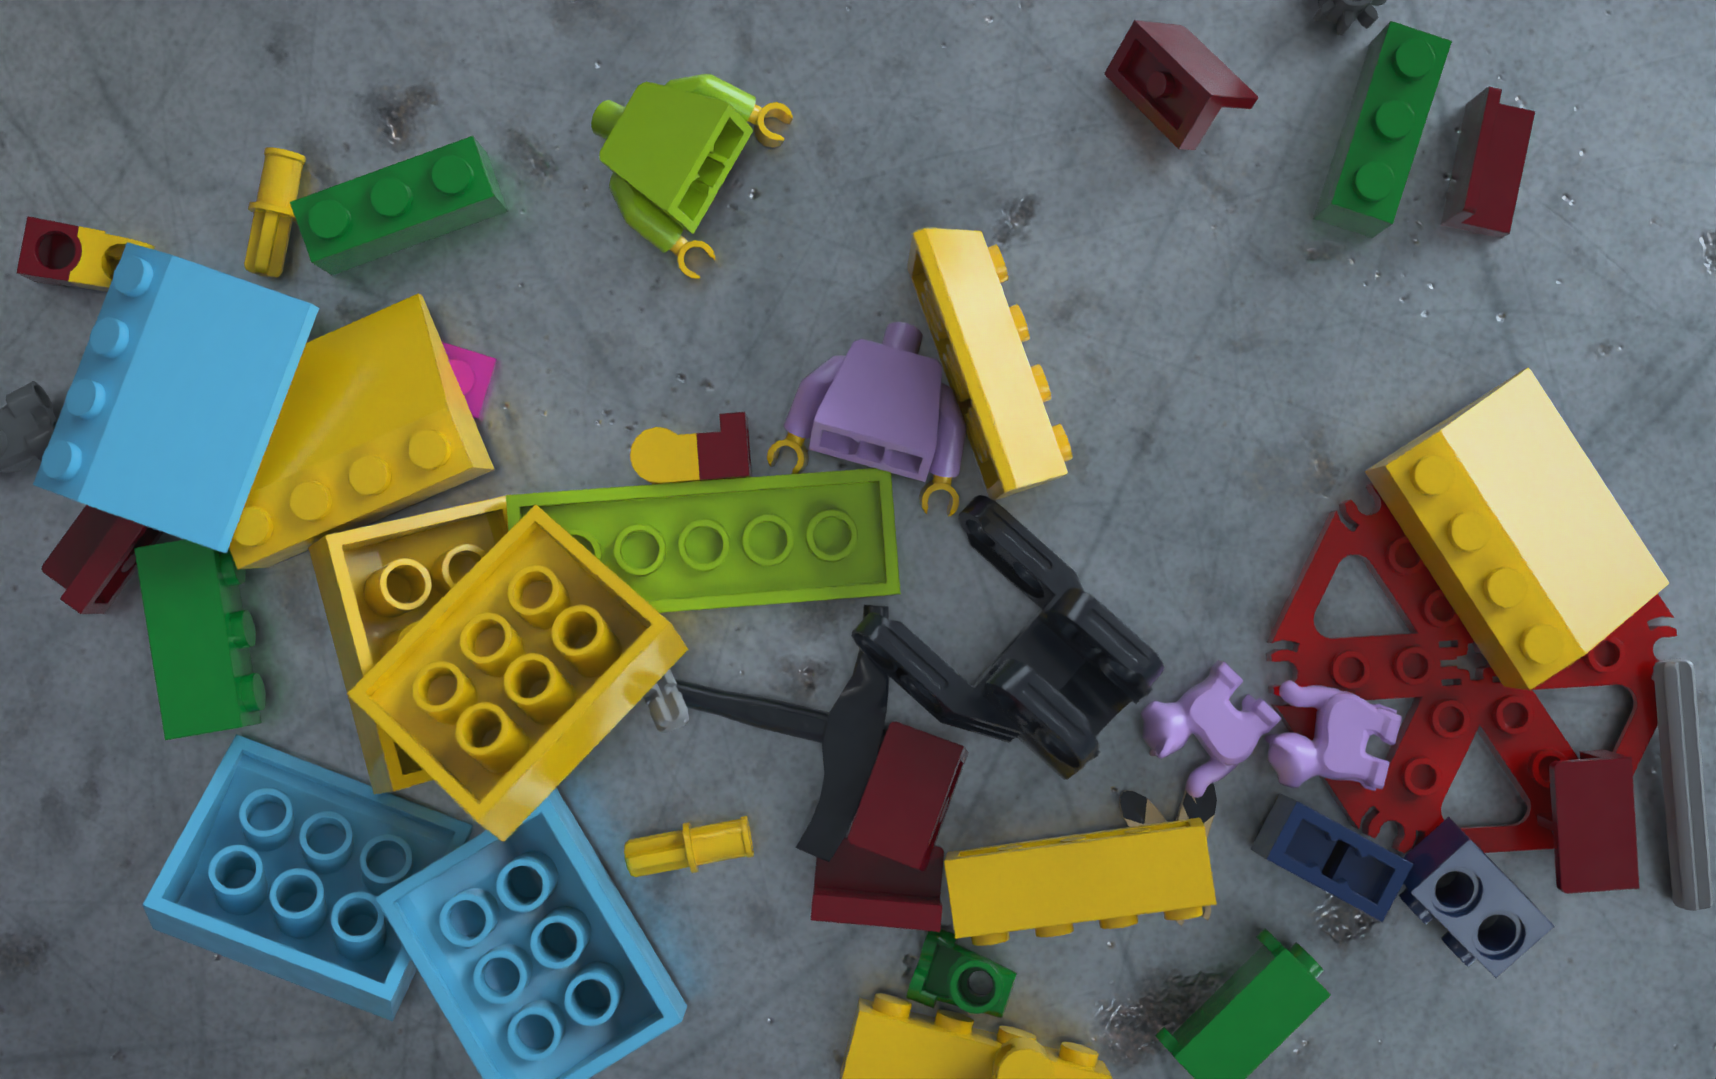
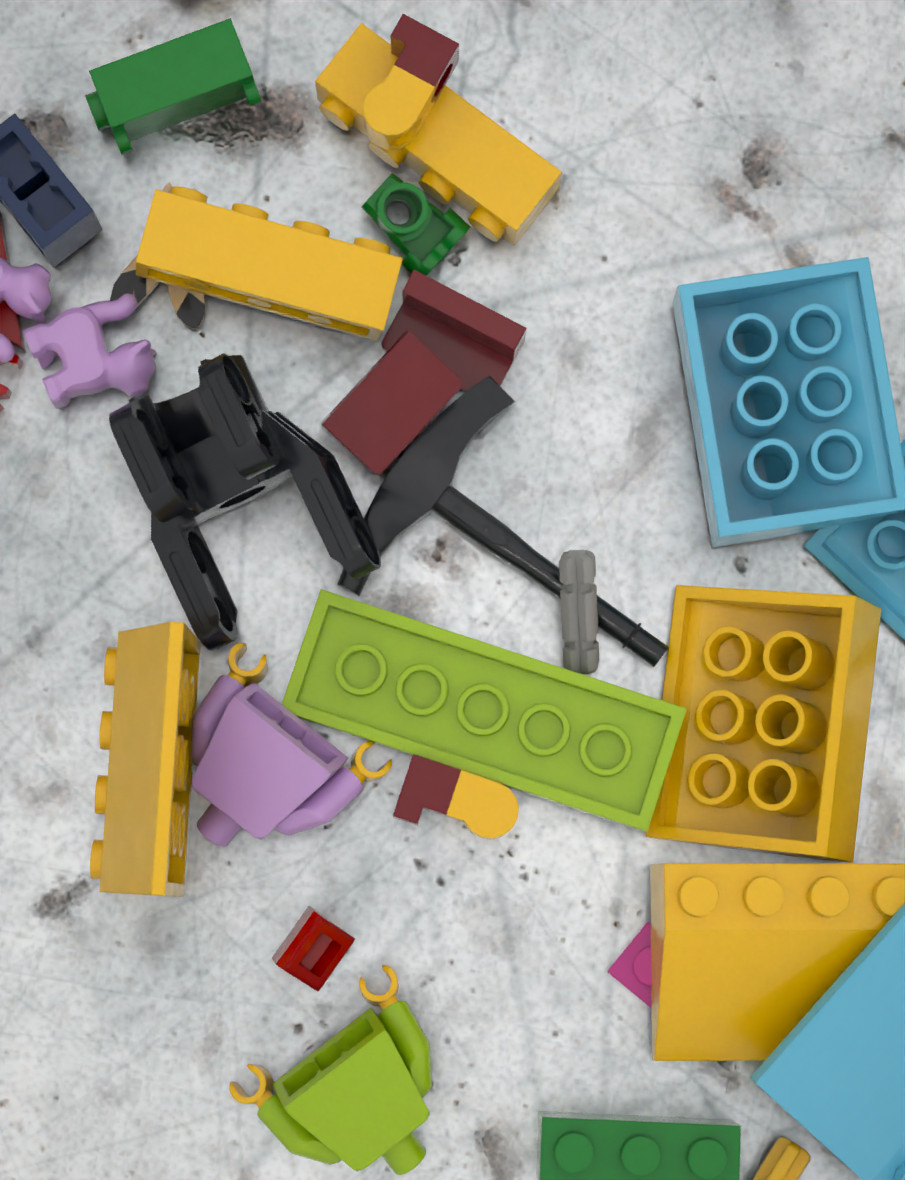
camera: 155 degrees left, 5 degrees down
(519, 672) = (697, 658): yellow slope -> none
(689, 847) = (612, 441): yellow axle -> none
(770, 267) = (313, 949): none -> red slope

